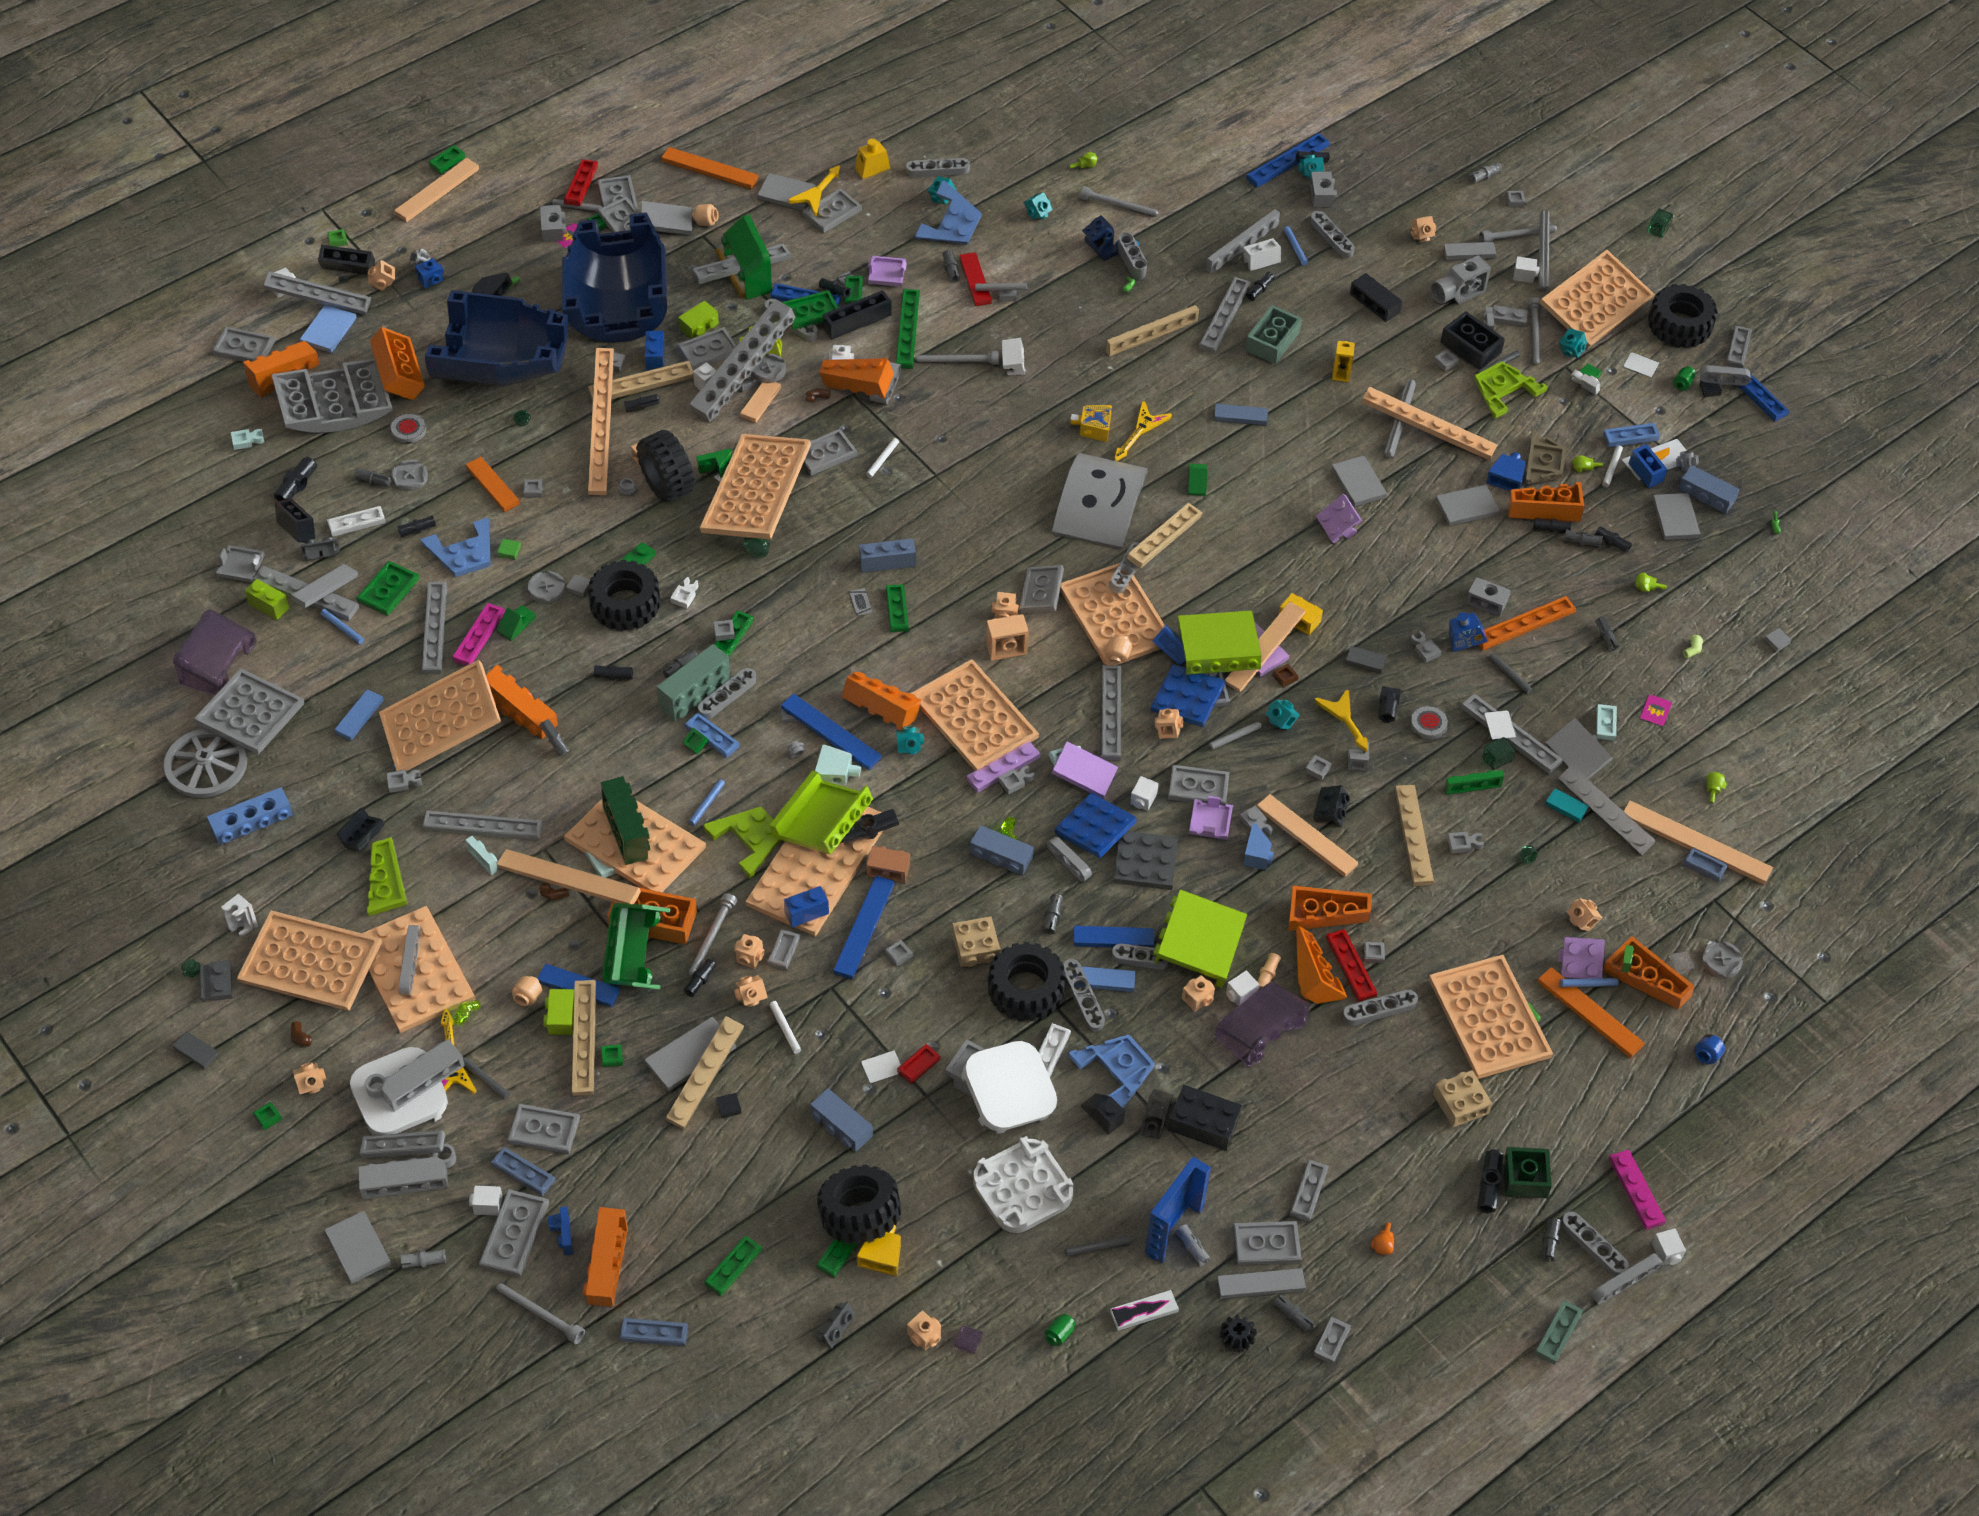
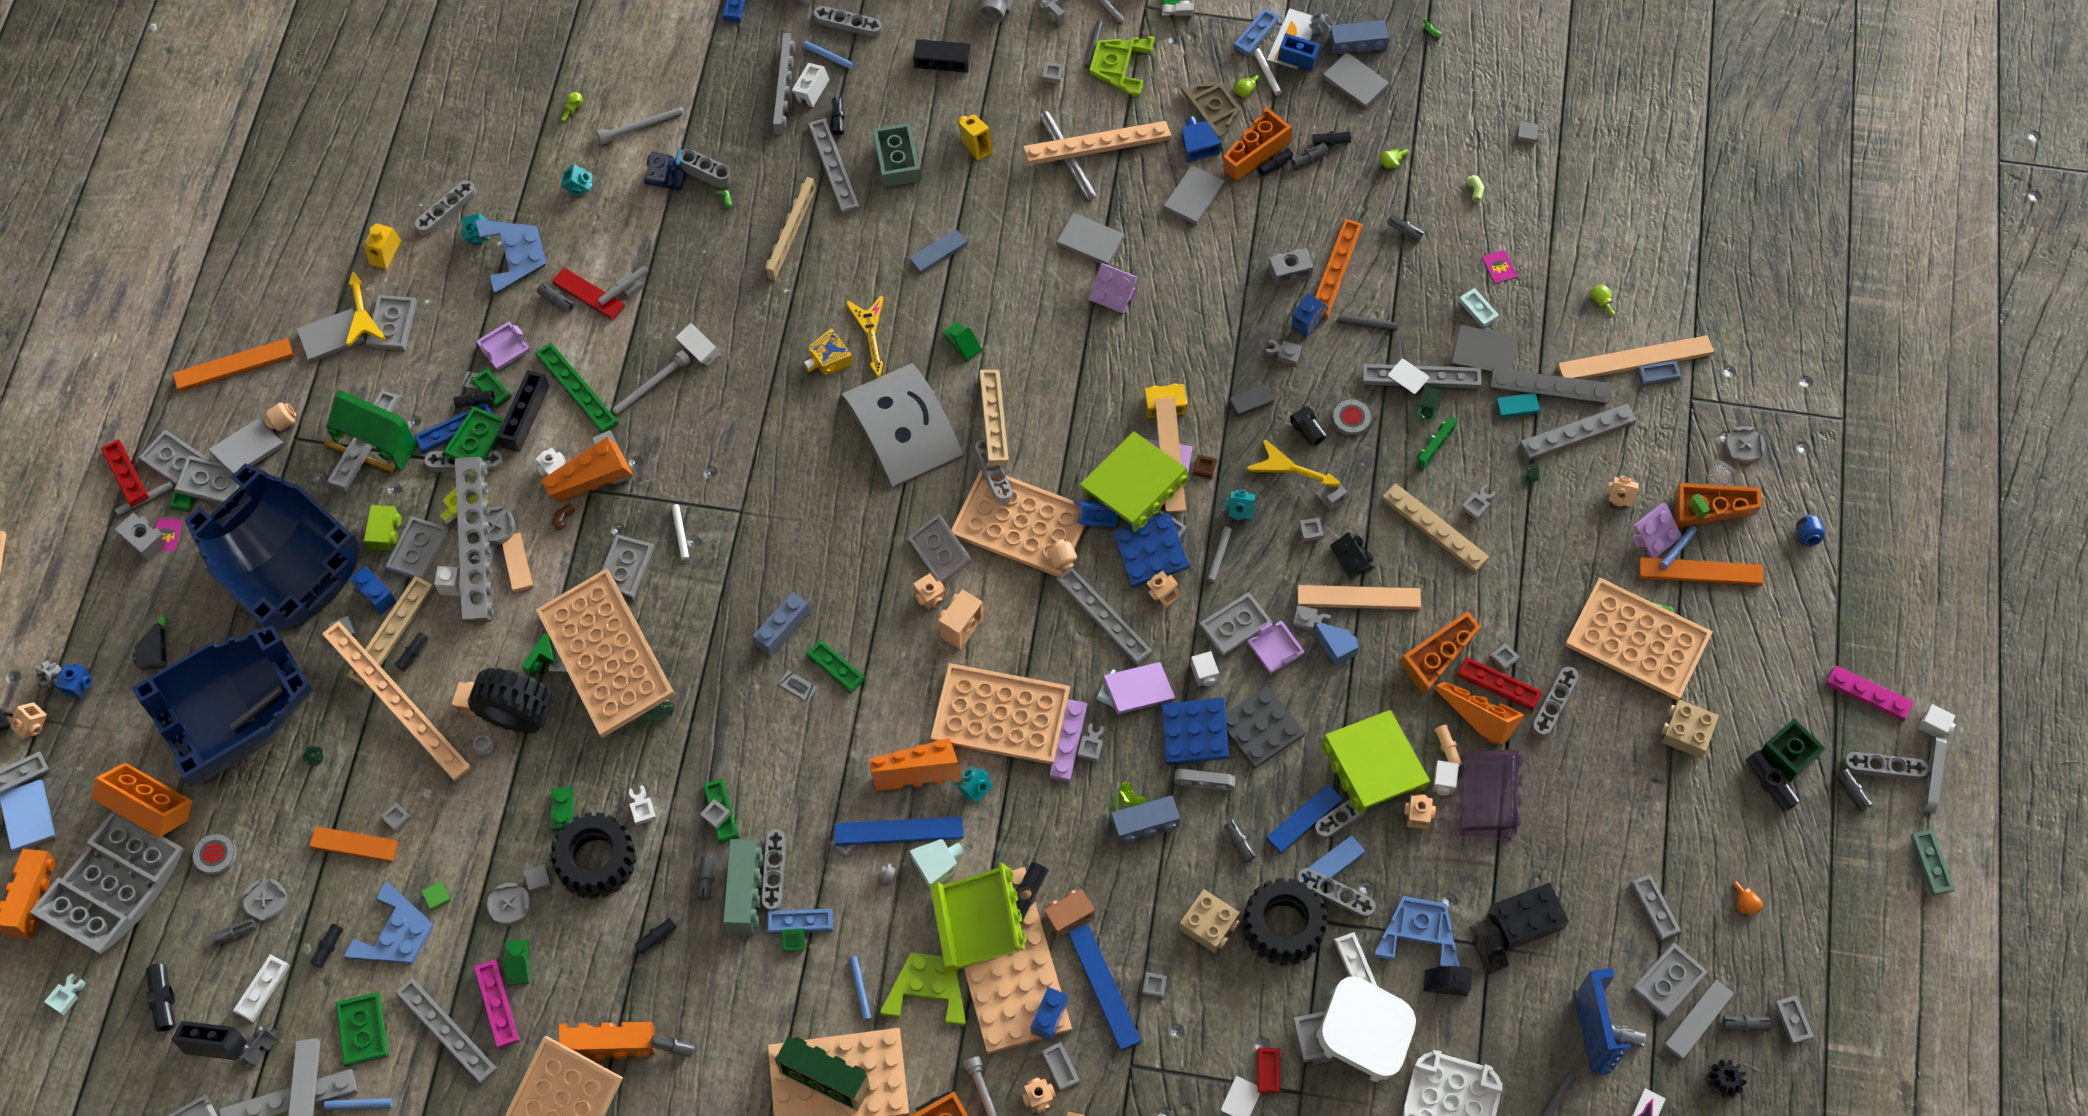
camera: 40 degrees left, 10 degrees up
(1472, 340) = (1058, 38): black brick -> none
(1595, 855) = (1578, 432): none -> light grey plate

